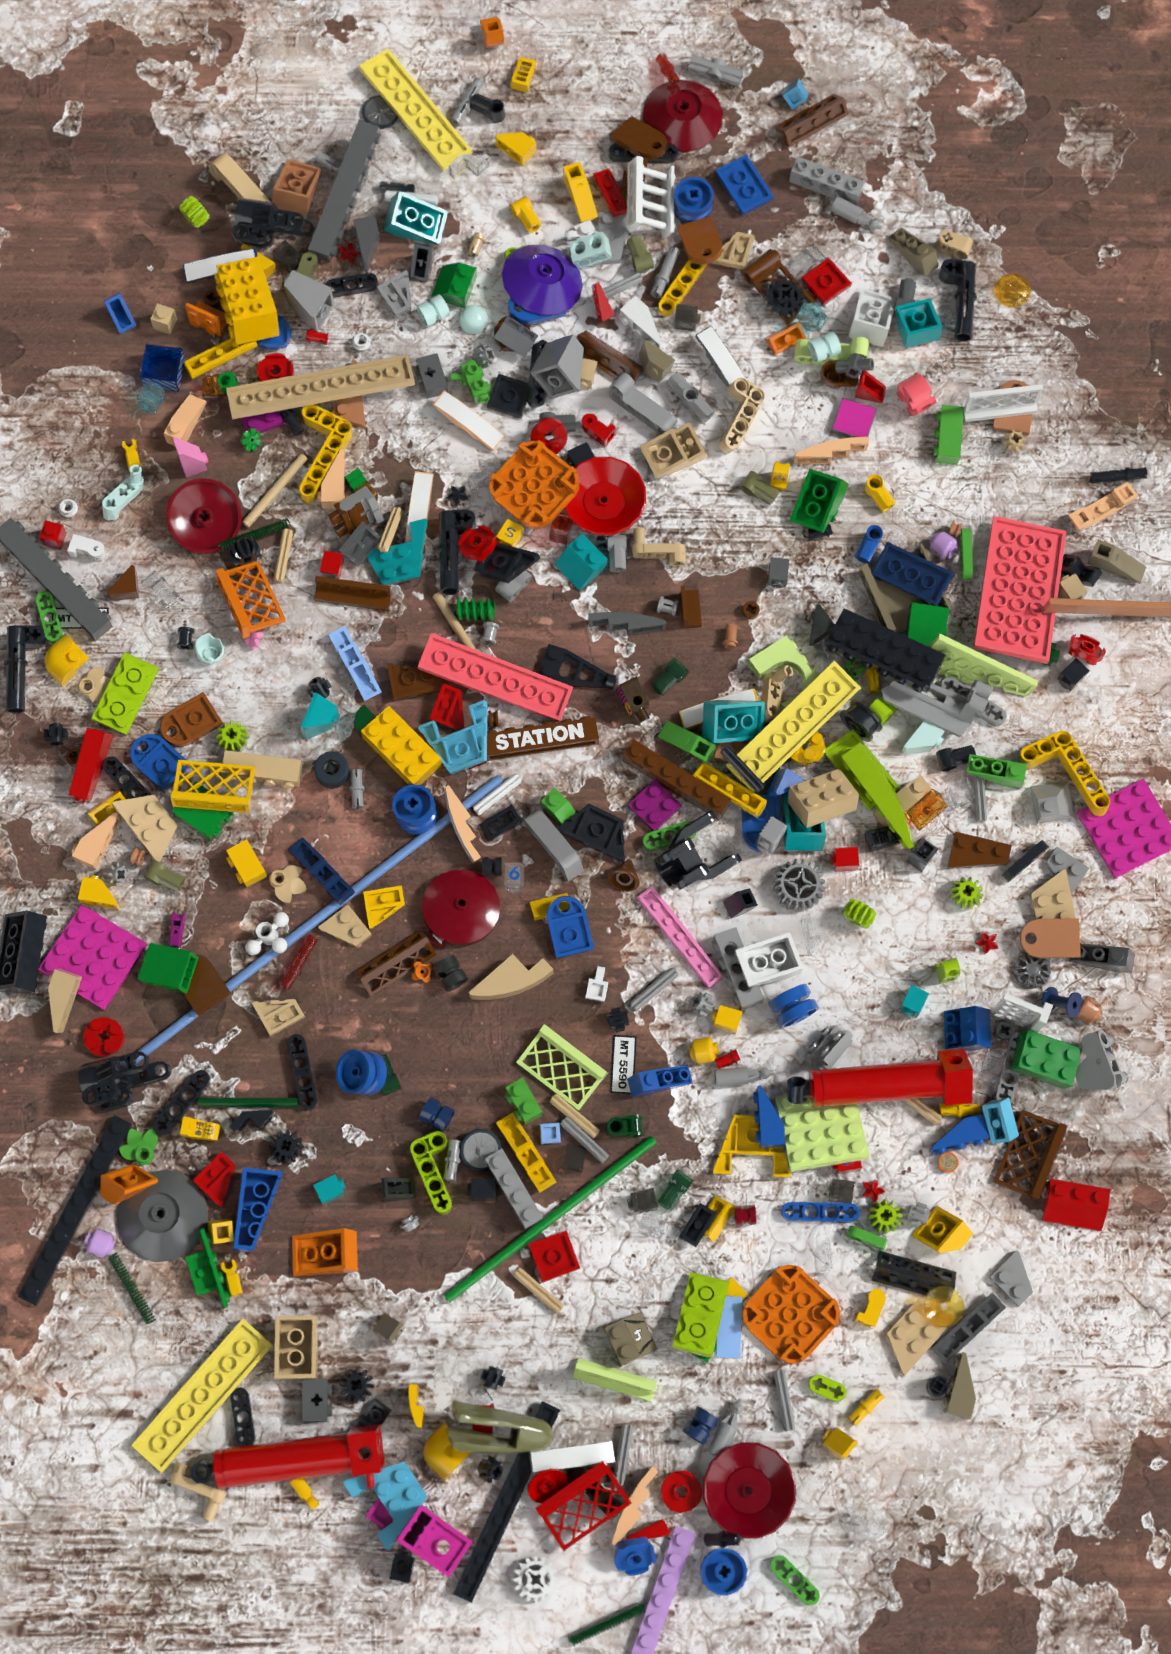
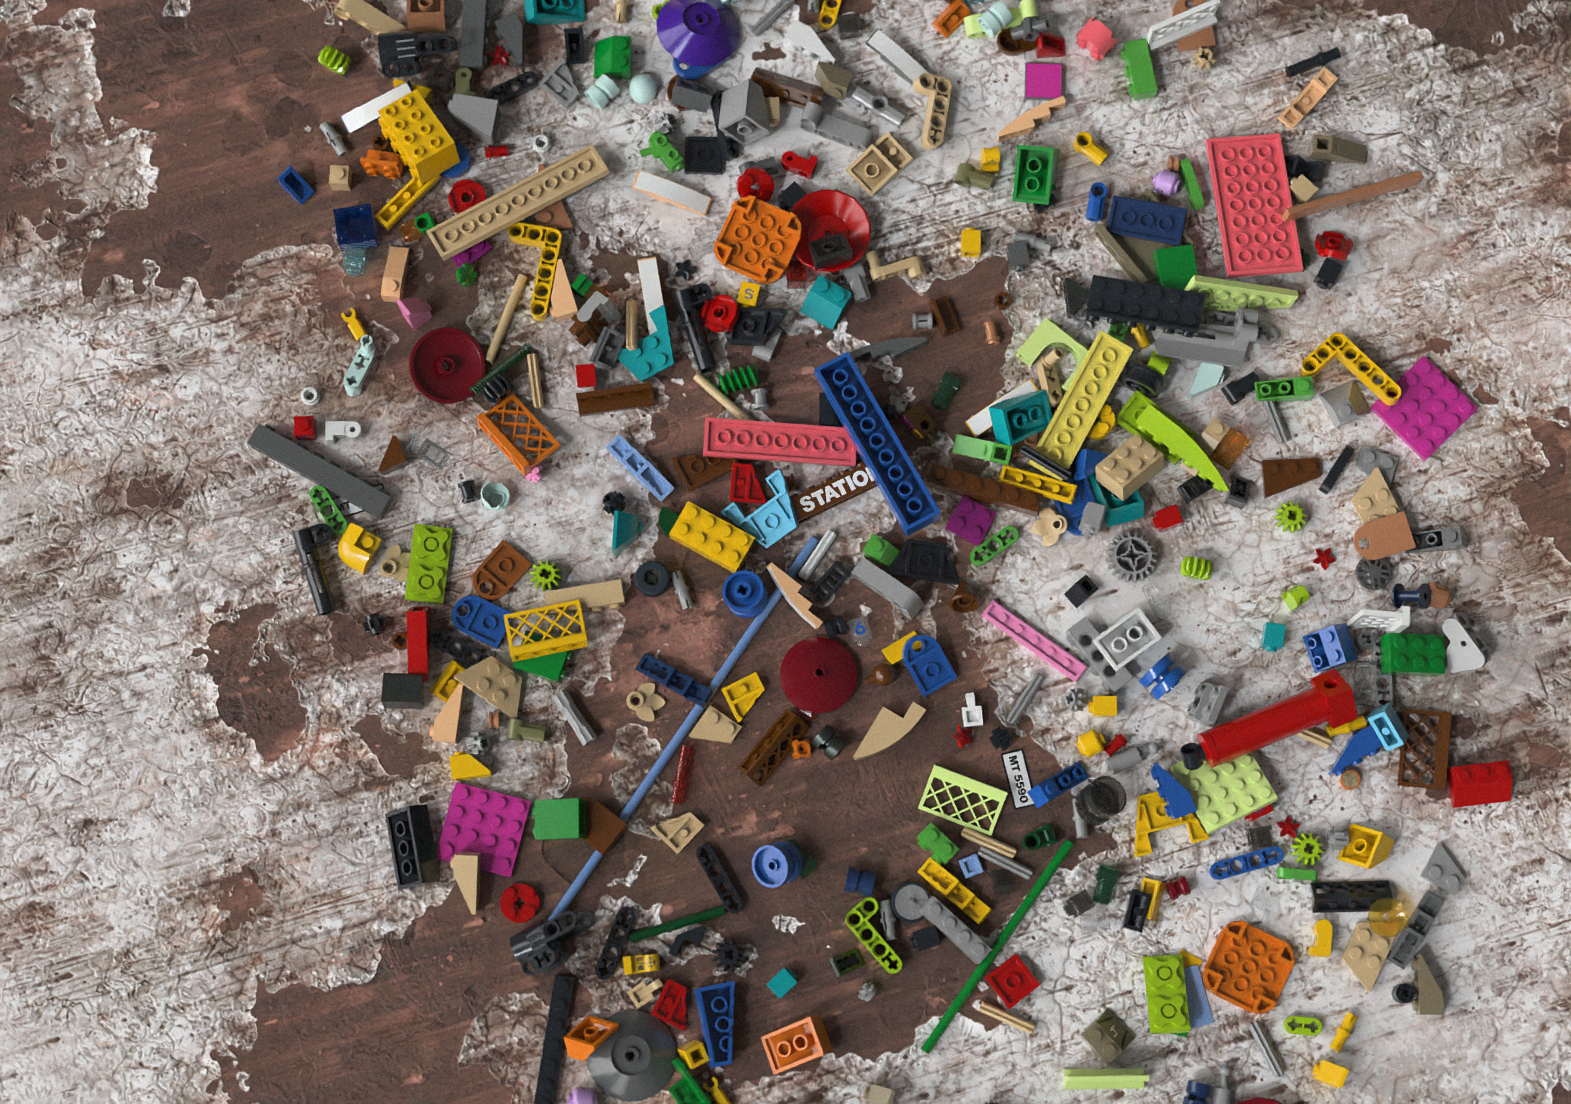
camera: 15 degrees left, 5 degrees up
(59, 803) = (402, 691): none -> pearl dark grey slope
(138, 1144) = (587, 994): bright green plate -> none
(170, 283) = (334, 139): none -> light grey pin
(176, 932) = (555, 782): magenta bar -> none
(192, 1158) = (642, 993): none -> tan plate
(215, 879) = (574, 717): none -> light grey axle
(246, 863) = (600, 695): yellow brick -> none
(279, 945) = (658, 764): white piece -> none
(292, 420) = (498, 242): black axle -> none
(431, 366) = (619, 148): dark grey brick -> none
(523, 925) = (883, 675): none -> reddish brown piece
(581, 1006) = (962, 736): none -> red plant
(586, 705) = (877, 444): none -> blue brick
(598, 514) = (830, 251): none -> pearl dark grey slope
(602, 304) = (765, 38): red slope -> none
(670, 1119) = (1080, 824): none -> light grey pin
(682, 863) = (1015, 571): black piece -> none
(695, 1106) = (1100, 800): none -> clear smoke wheel
(726, 833) = (1046, 526): none -> tan plate
(736, 547) = (970, 243): none -> yellow brick
(798, 564) = (1033, 241): none -> light grey pin

